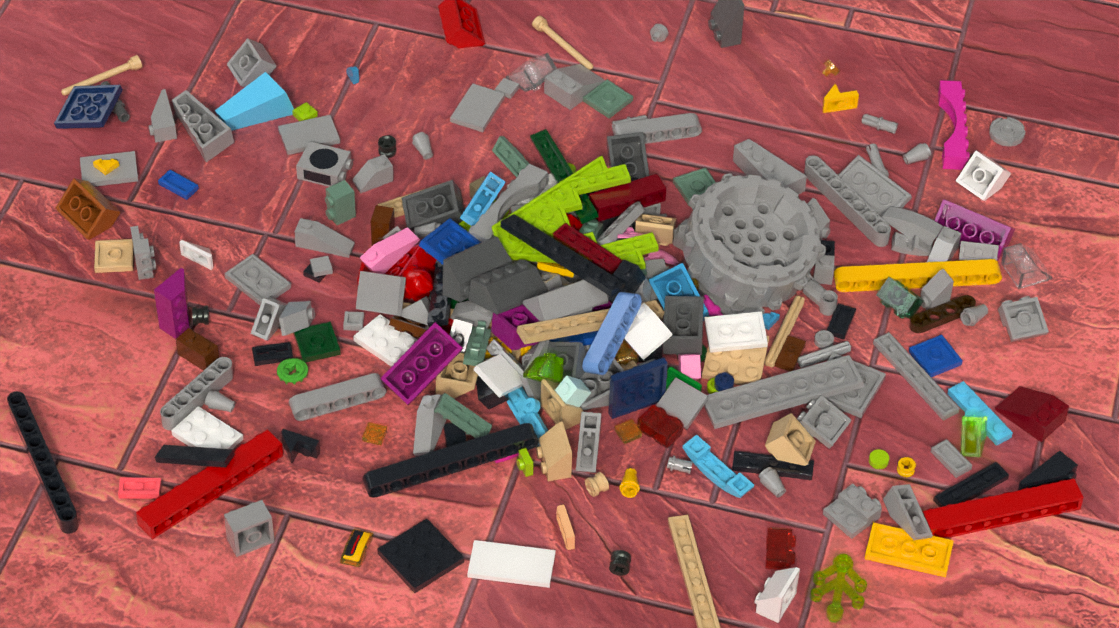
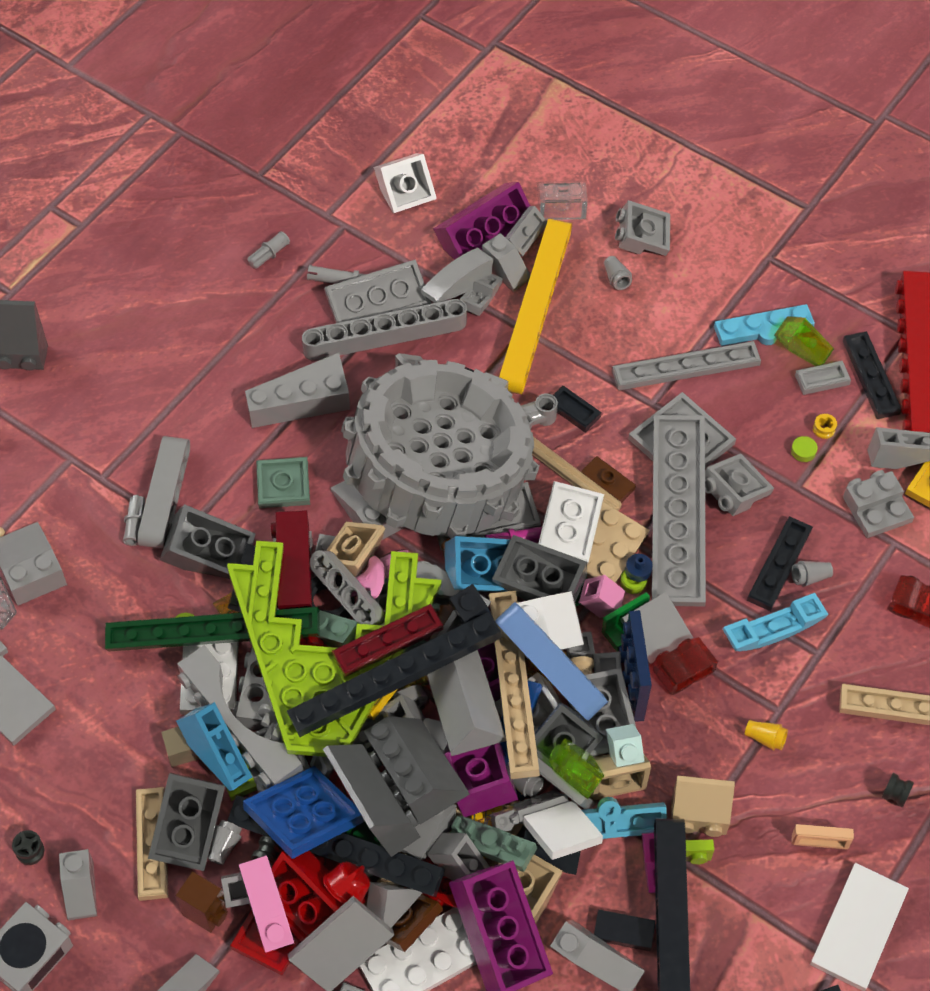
camera: 70 degrees left, 10 degrees up
(340, 202) = (125, 948): sand green brick -> none
(422, 144) = (50, 796): light grey cone -> none
(462, 416) = (612, 905): sand green plate -> none
(509, 156) = (137, 685): sand green plate -> none
(588, 442) = (681, 756): light grey slope -> none
(596, 484) = (760, 774): tan wheel -> none
(608, 98) = (72, 531): sand green tile -> none
(628, 431) = (675, 707): clear yellow tile -> none
(679, 465) = (752, 667): light grey pin -> none
(770, 319) = (541, 486): dark azure tile -> none
(790, 441) = (760, 530): tan slope -> none
(824, 339) = (596, 437): light grey tile -> none
(824, 354) = (622, 444): light grey axle -> none
(830, 67) = (150, 264): clear yellow tile -> none
(839, 101) = (209, 278): yellow slope -> none
(899, 298) = (571, 333): clear green brick -> none
(918, 153) = (338, 230): light grey cone -> none
(935, 356) = (662, 334): blue tile -> none
(937, 290) = (578, 292): light grey slope -> none
(940, 311) = (603, 303): dark brown beam -> none
(951, 101) = (268, 165): dark pink arch -> none
(1007, 131) = (338, 135): light grey tile -> none
(1034, 411) = (782, 272): dark red slope -> none
(1055, 469) = (879, 289): black slope -> none

